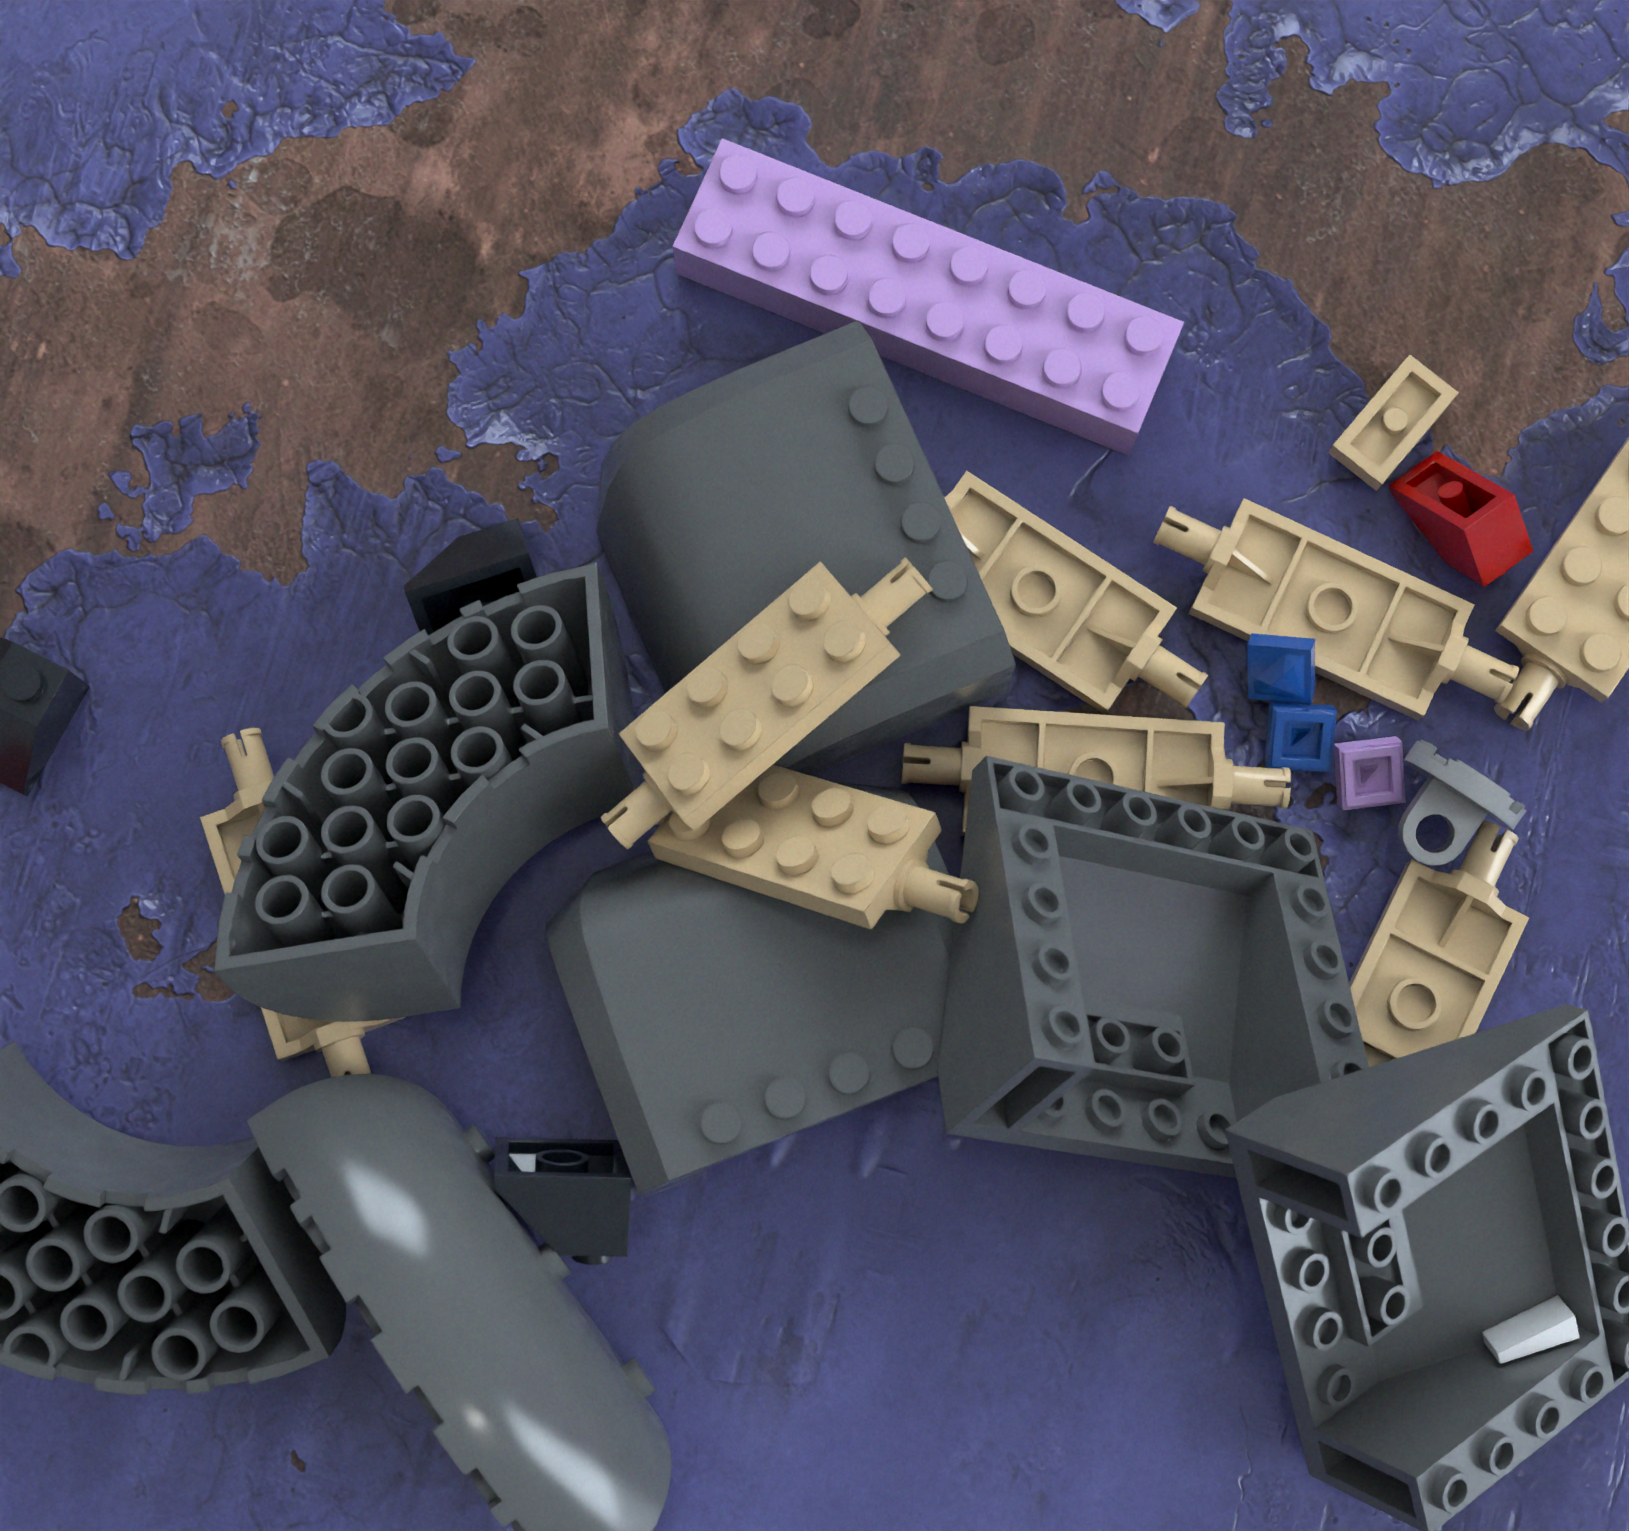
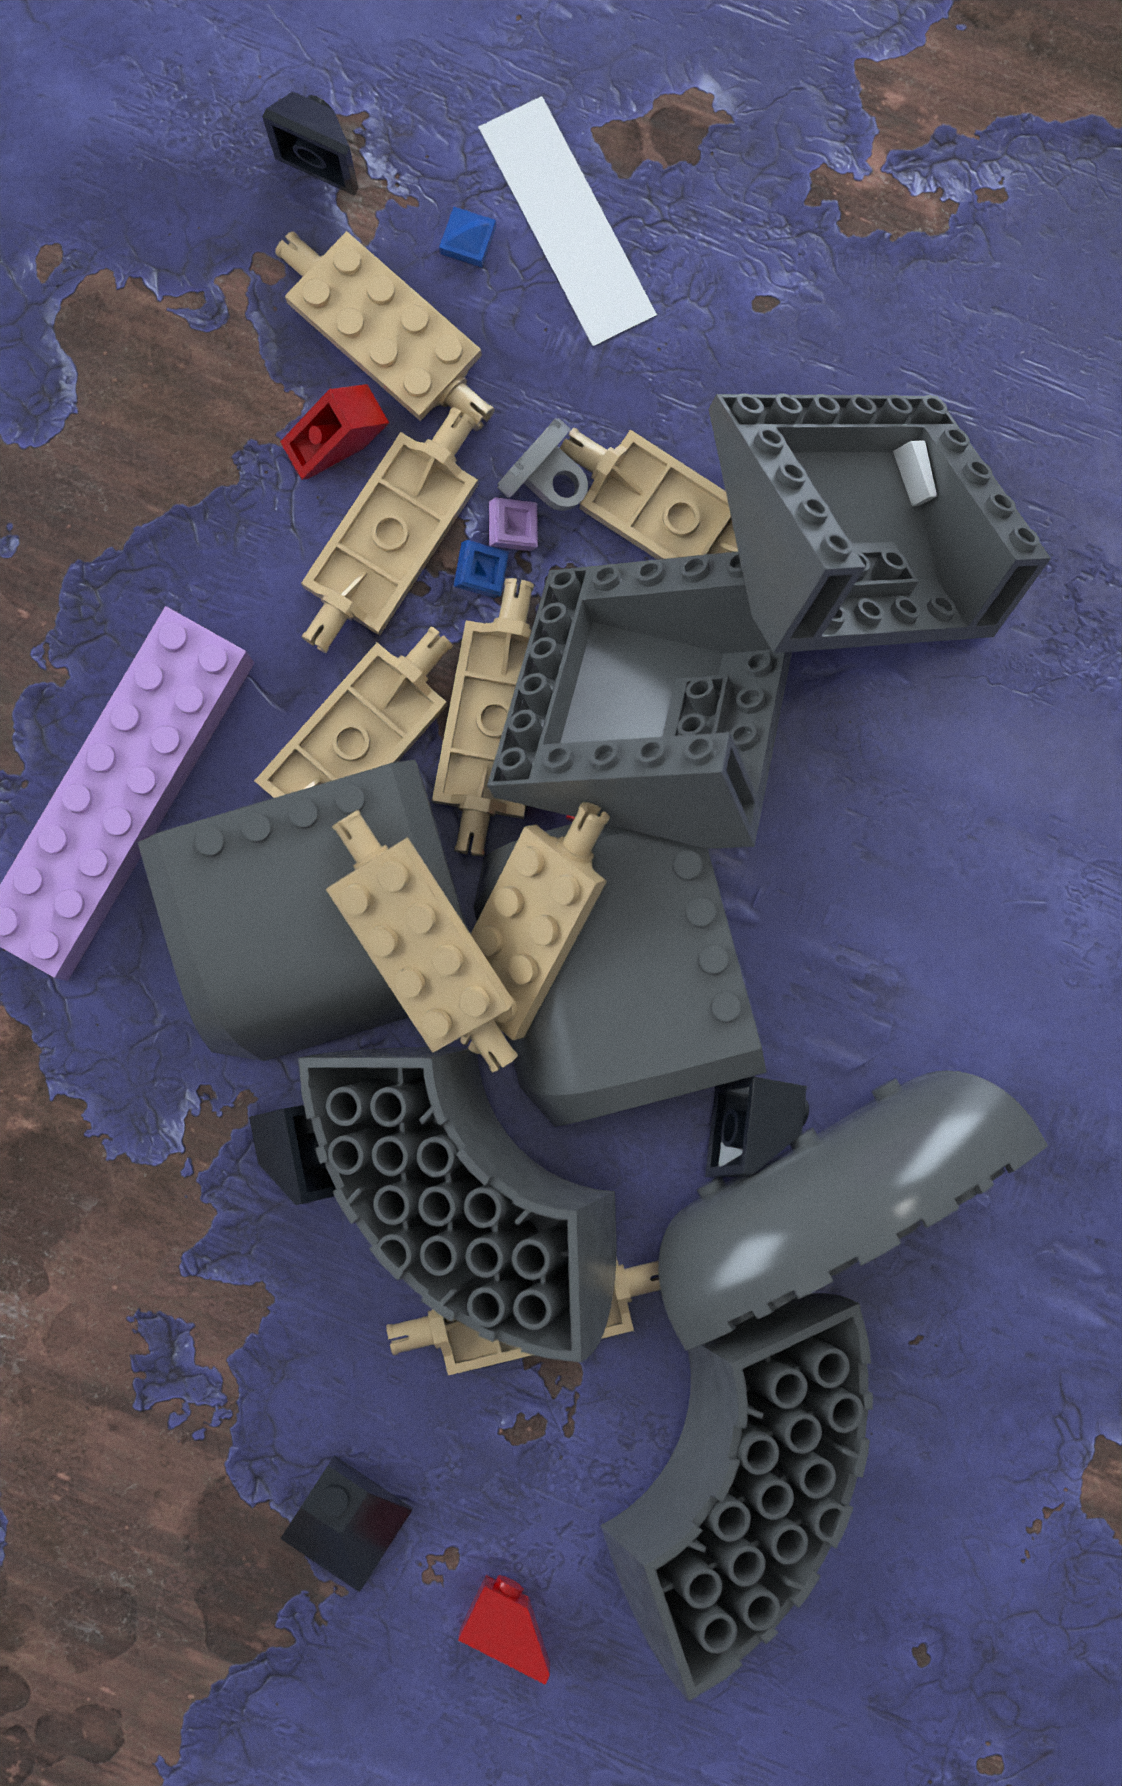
camera: 85 degrees left, 5 degrees up
(1281, 668) = (431, 574): blue tile -> none
(1393, 422) = (256, 468): tan plate -> none

